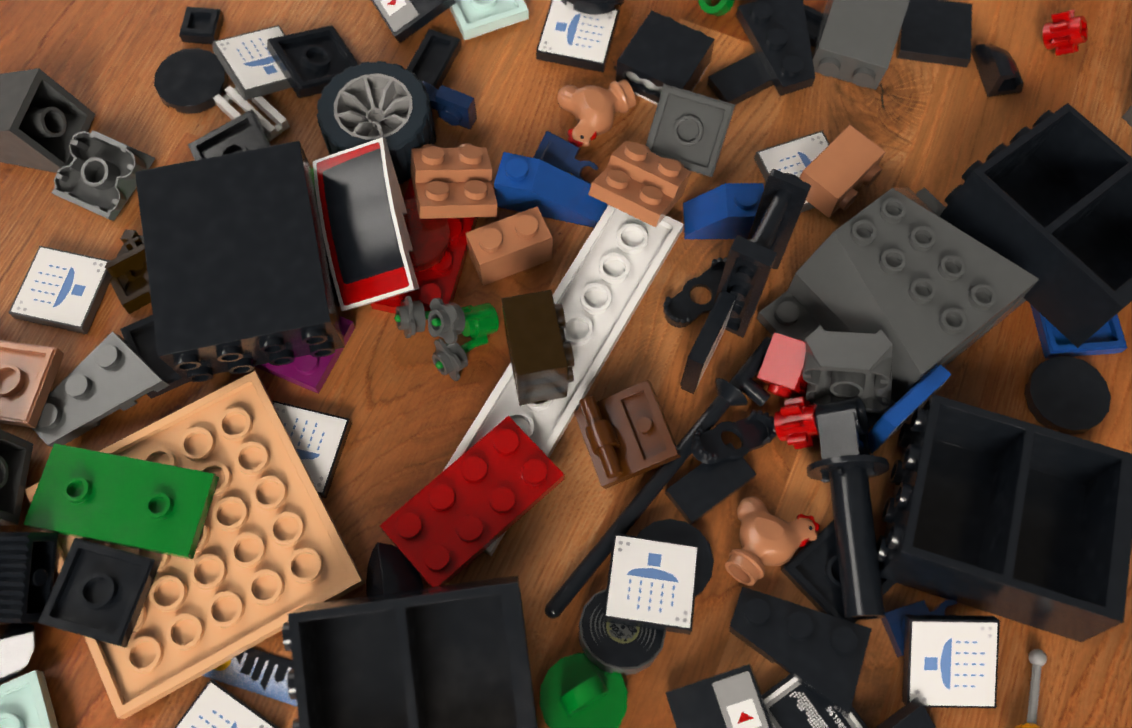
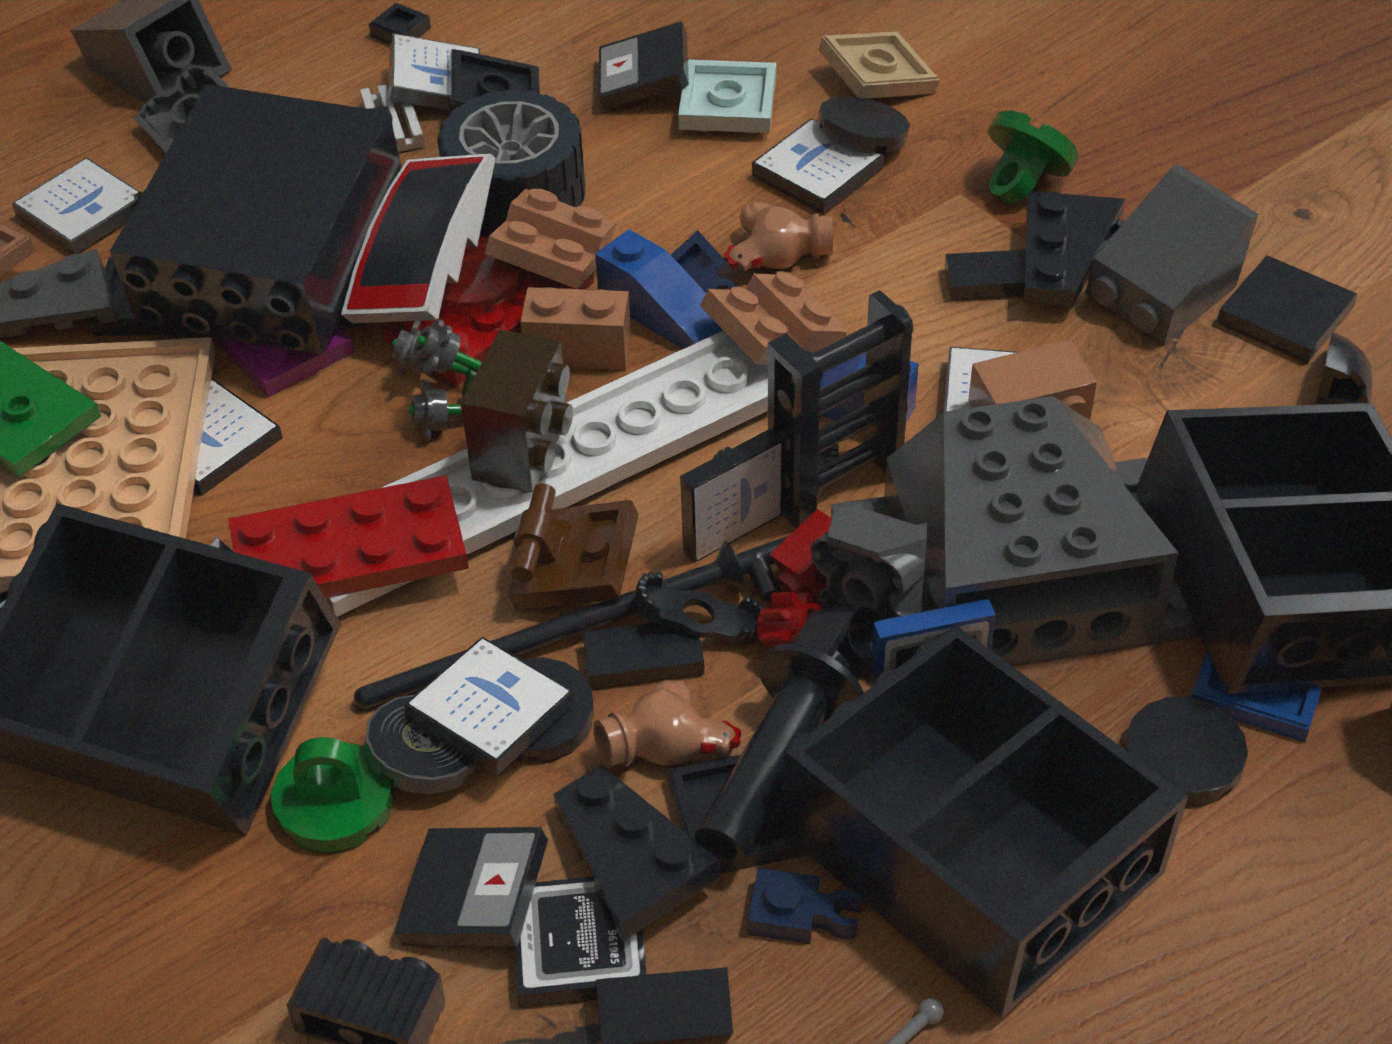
camera: 30 degrees right, 20 degrees down
(190, 80) = (347, 66): black tile -> none
(435, 57) = (625, 139): black tile -> none
(452, 106) = (612, 178): dark blue plate -> none
(663, 55) = (898, 220): black piece -> none
(690, 129) = (870, 266): dark grey tile -> none
(951, 660) = (802, 946): white tile -> none

